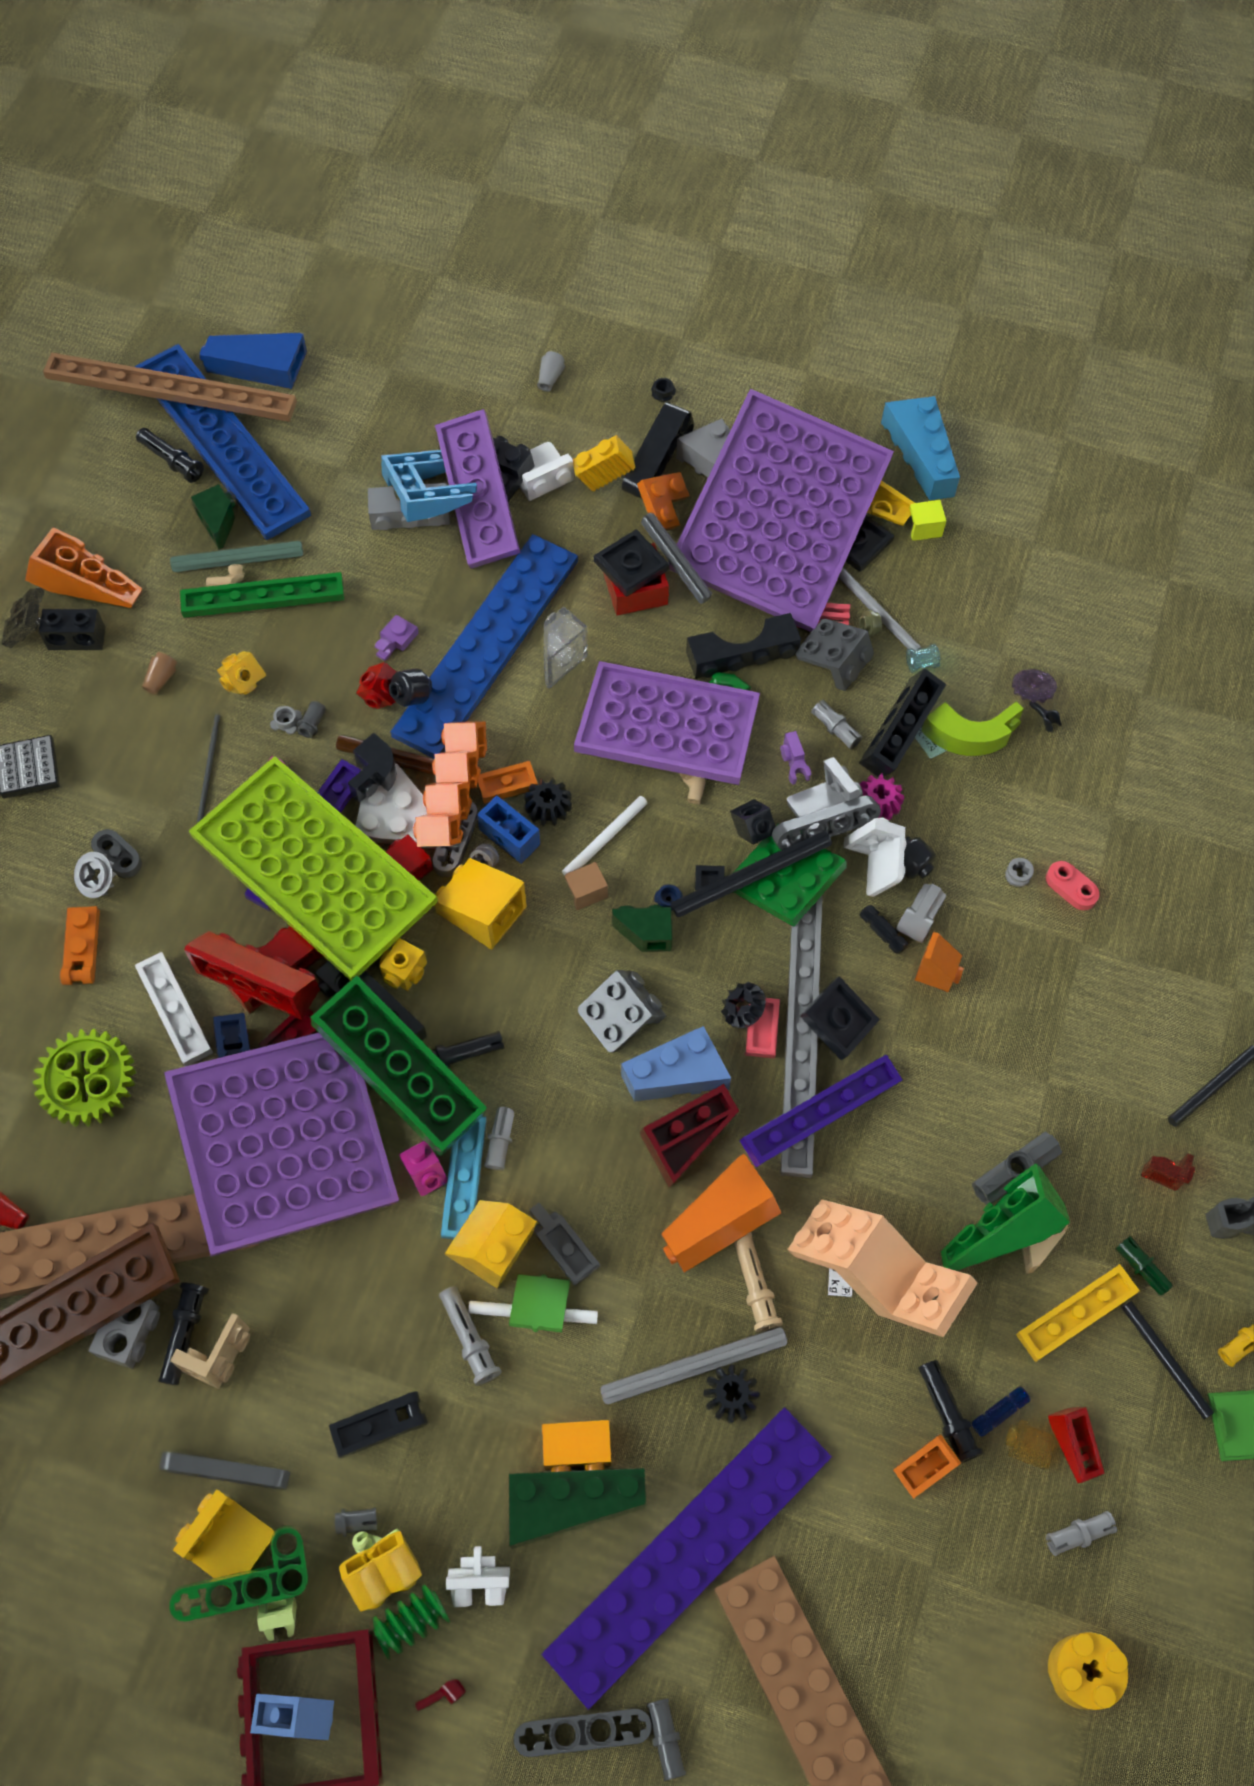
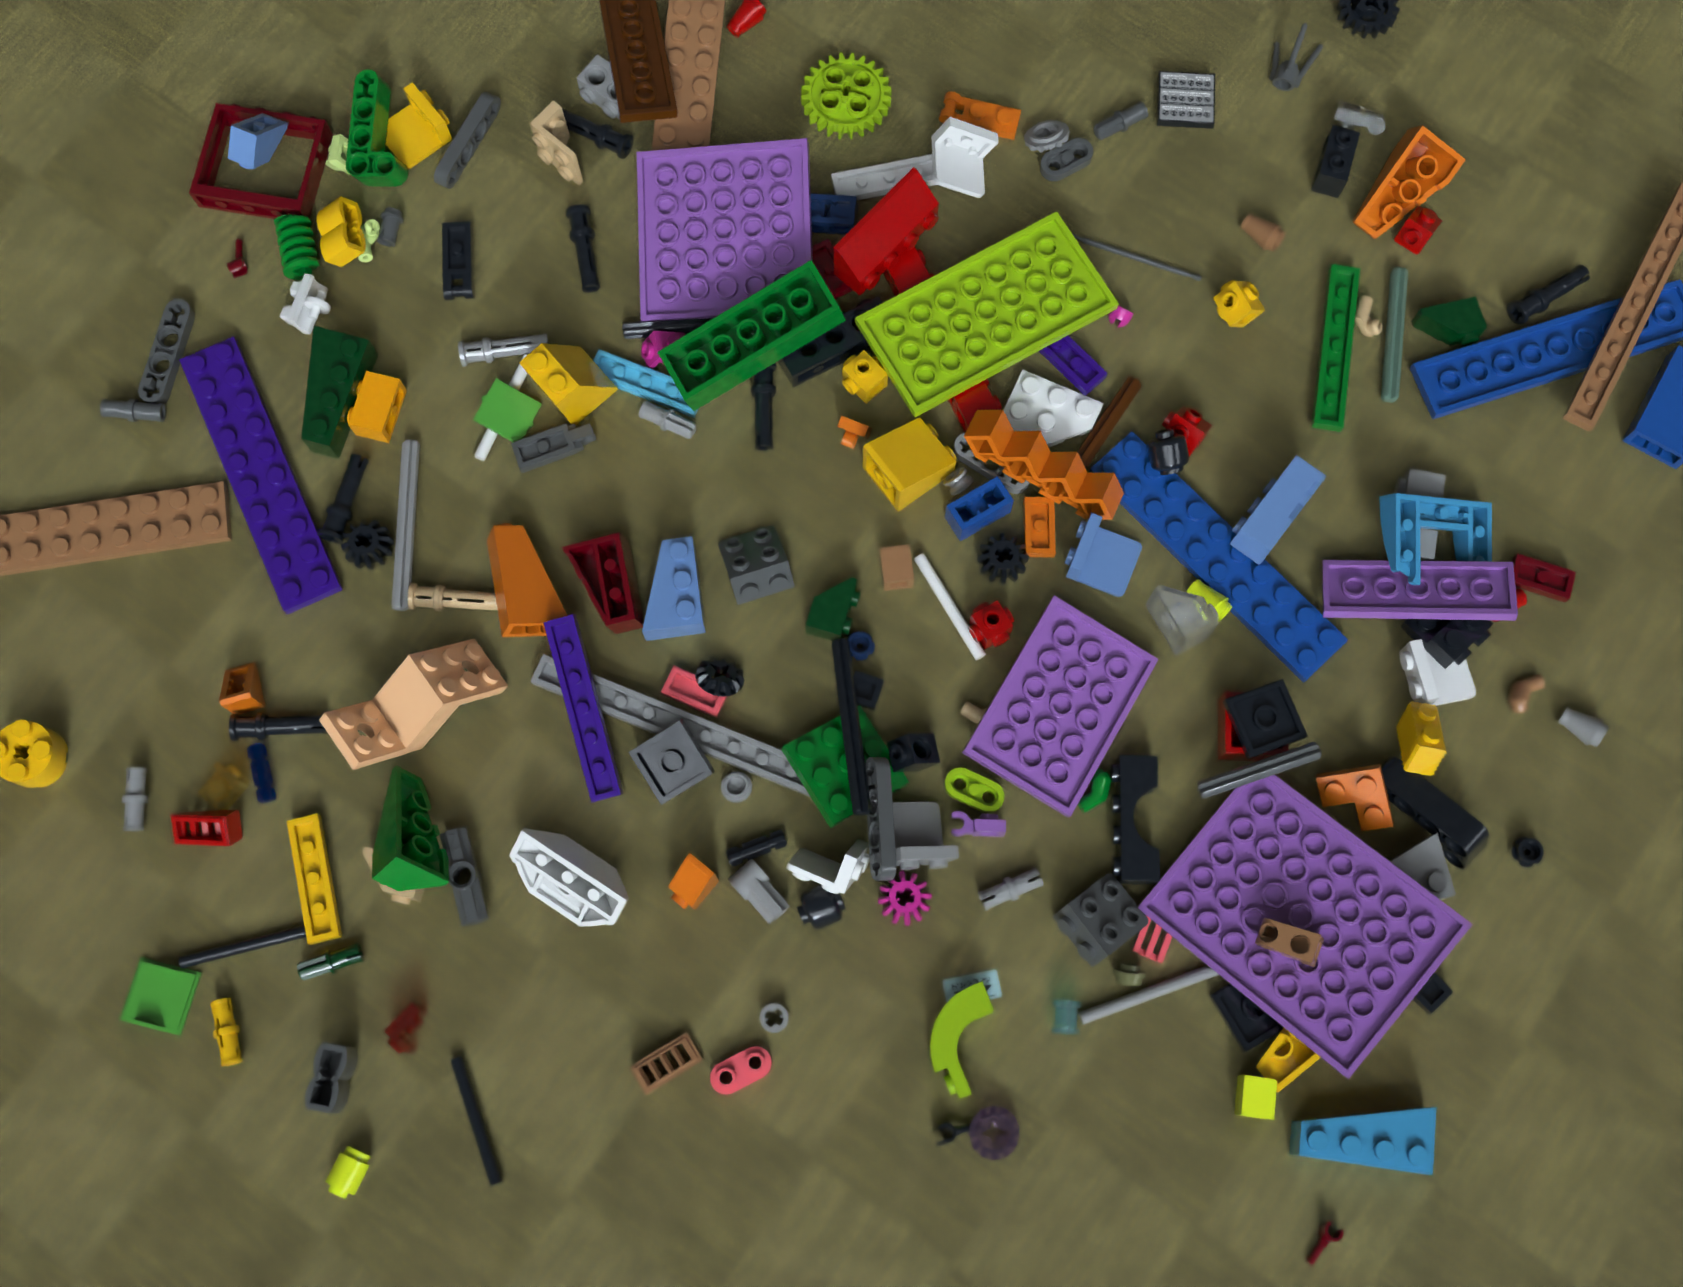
camera: 110 degrees right, 10 degrees up
(61, 817) = (1120, 121): none -> dark grey axle
(127, 554) = (1418, 229): none -> red bracket
(141, 945) = (959, 156): none -> white bracket
(283, 713) = (1179, 331): light grey plate -> none
(308, 724) = (1168, 360): dark grey pin -> none
(315, 1296) = (582, 236): none -> black pin
(378, 768) = (1084, 403): black brick -> none
(396, 634) = (1251, 468): medium lavender plate -> none
(406, 1198) = (643, 329): none -> black axle
(433, 412) = (1543, 578): none -> dark red plate
(438, 599) = (1277, 510): none -> medium blue wedge
(461, 962) = (853, 430): none -> orange tile
(520, 725) = (1102, 558): none -> medium blue bracket
(531, 638) = (1212, 597): none -> neon yellow cone
(535, 415) = (1520, 692): none -> medium nougat arm
(614, 793) = (988, 633): none -> red brick
(704, 1440) = (340, 511): none -> black pin
(765, 773) = (975, 788): none -> lime plate
(808, 504) = (1290, 941): none -> medium nougat leg
(837, 962) = (736, 787): none -> light grey plate
(902, 723) = (983, 954): black brick -> none
(979, 1066) = (569, 878): none -> white wedge
(999, 460) = (1324, 1240): none -> dark red hand
(1098, 957) = (641, 1077): none -> medium nougat slope

